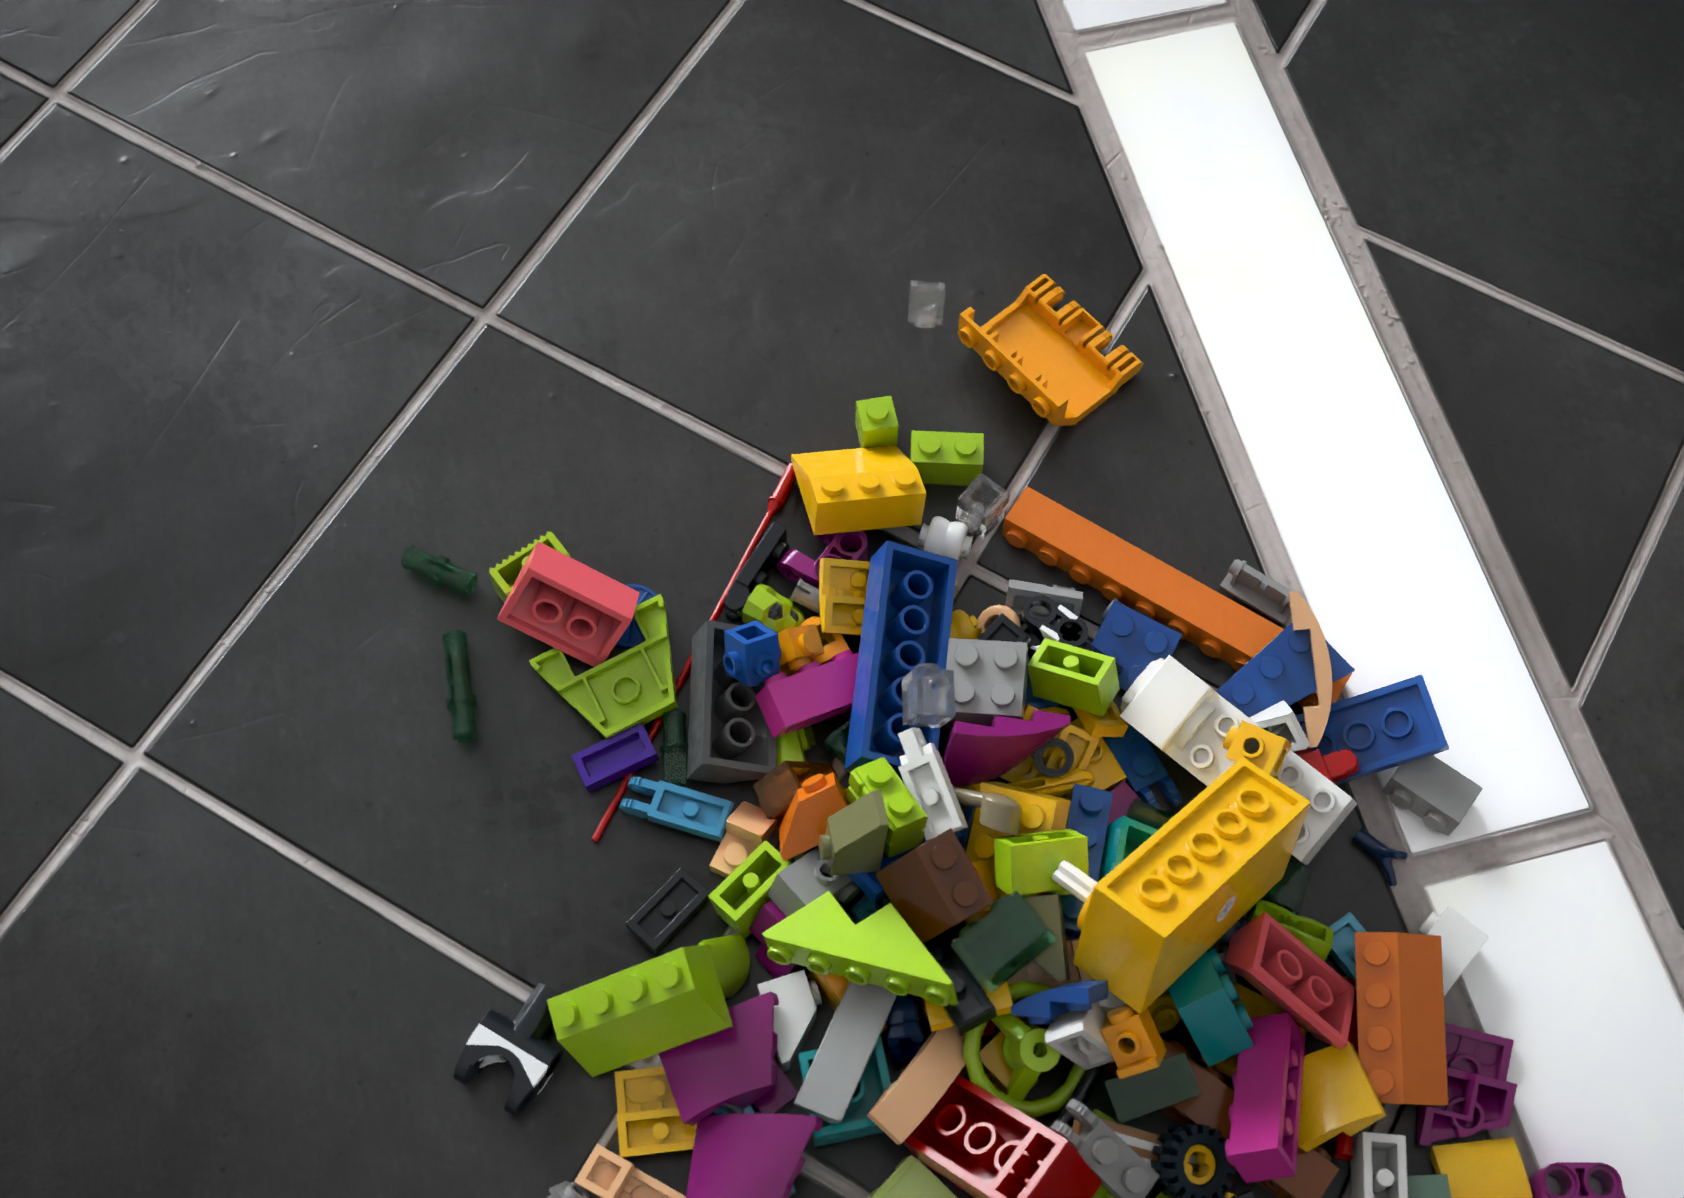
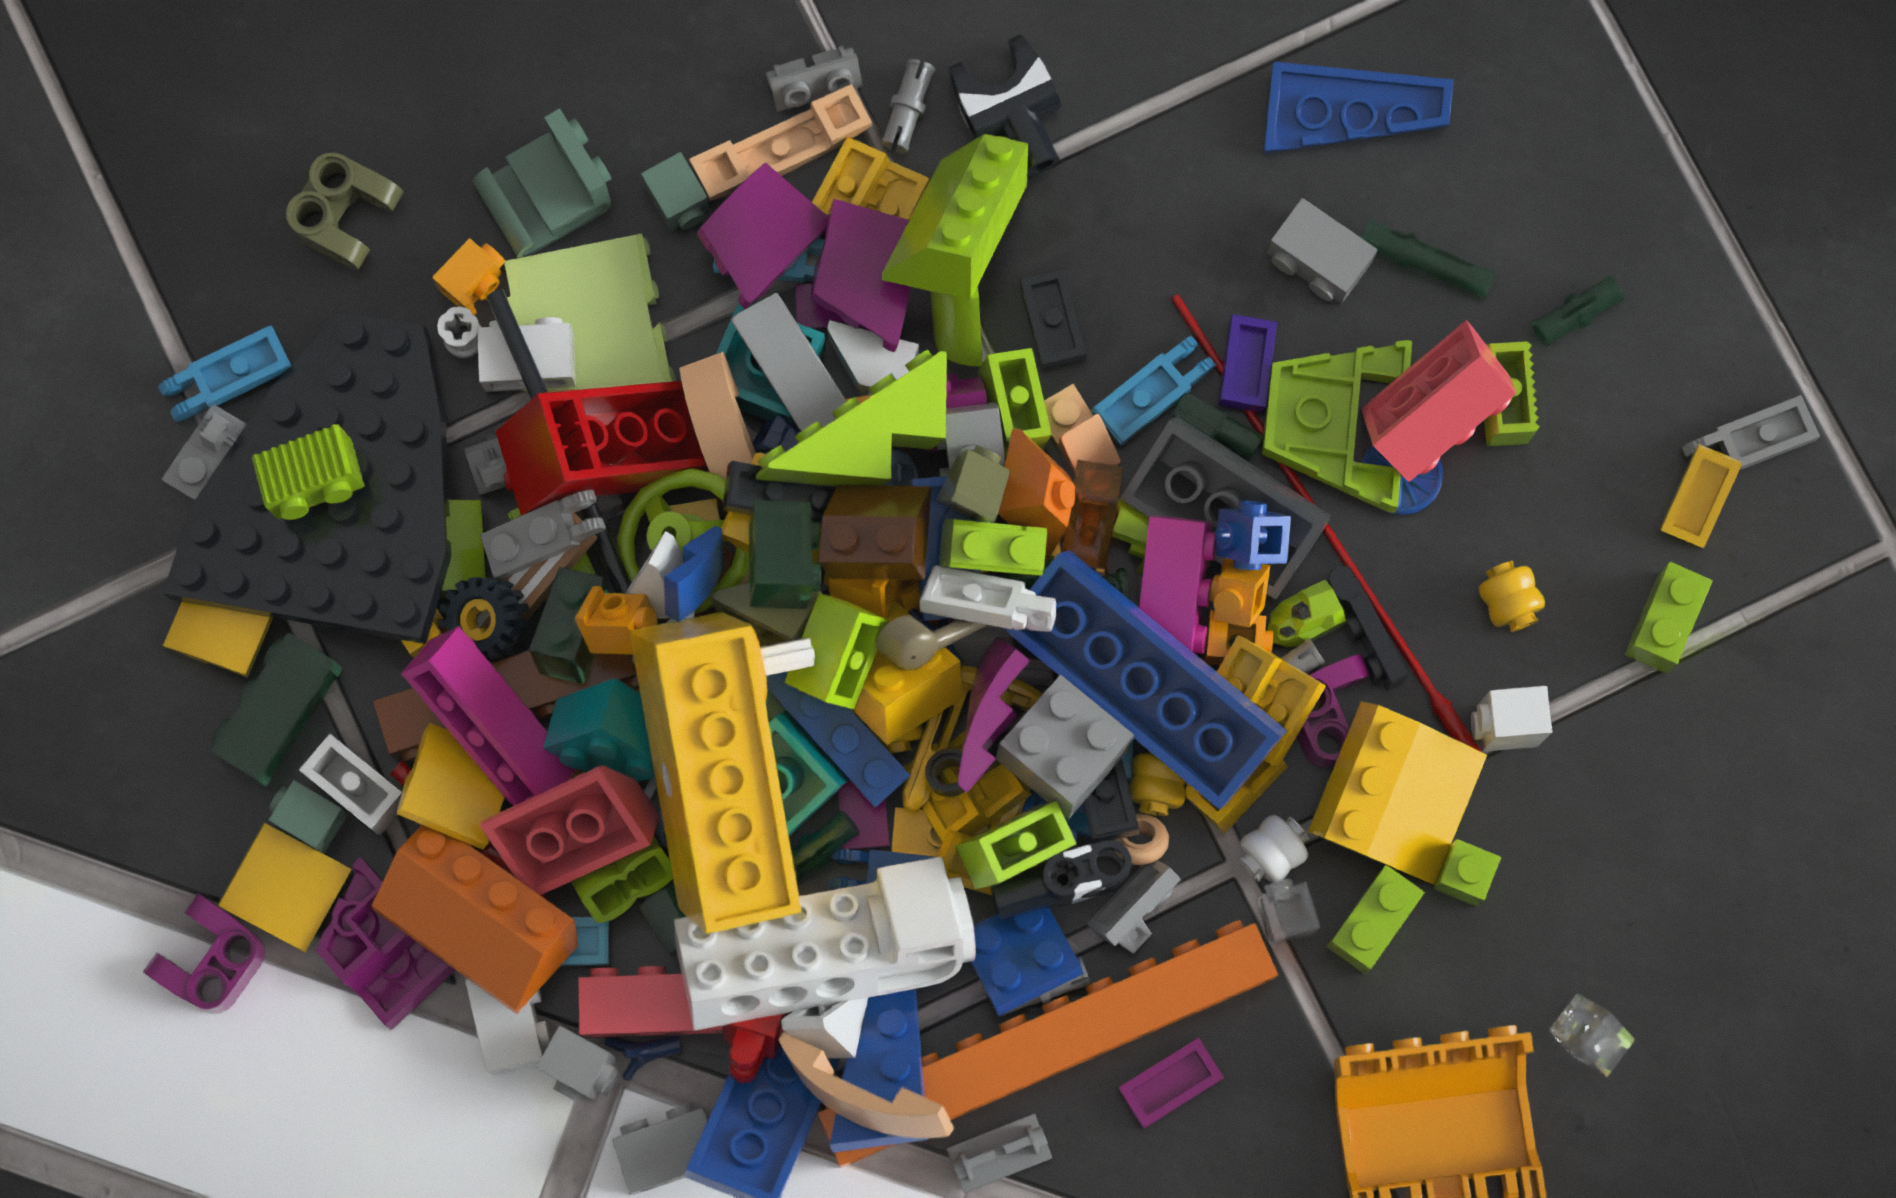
camera: 125 degrees right, 15 degrees up
(372, 810) = (1343, 105): none -> blue wing
(465, 420) = (1762, 433): none -> light grey hinge
(499, 755) = (1320, 252): none -> light grey brick
(527, 426) = (1700, 495): none -> yellow tile
(563, 1129) = (907, 106): none -> light grey pin
(625, 402) = (1668, 617): none -> lime brick
(673, 498) = (1511, 596): none -> yellow piece
(759, 445) = (1512, 719): none -> white brick
(928, 696) = (1078, 660): clear brick -> none
(1136, 520) = (1170, 1083): none -> magenta tile
(1271, 752) = (802, 943): yellow brick -> none
(1360, 875) = (635, 1004): none -> coral brick
(1433, 877) = (578, 1066): none -> light grey brick

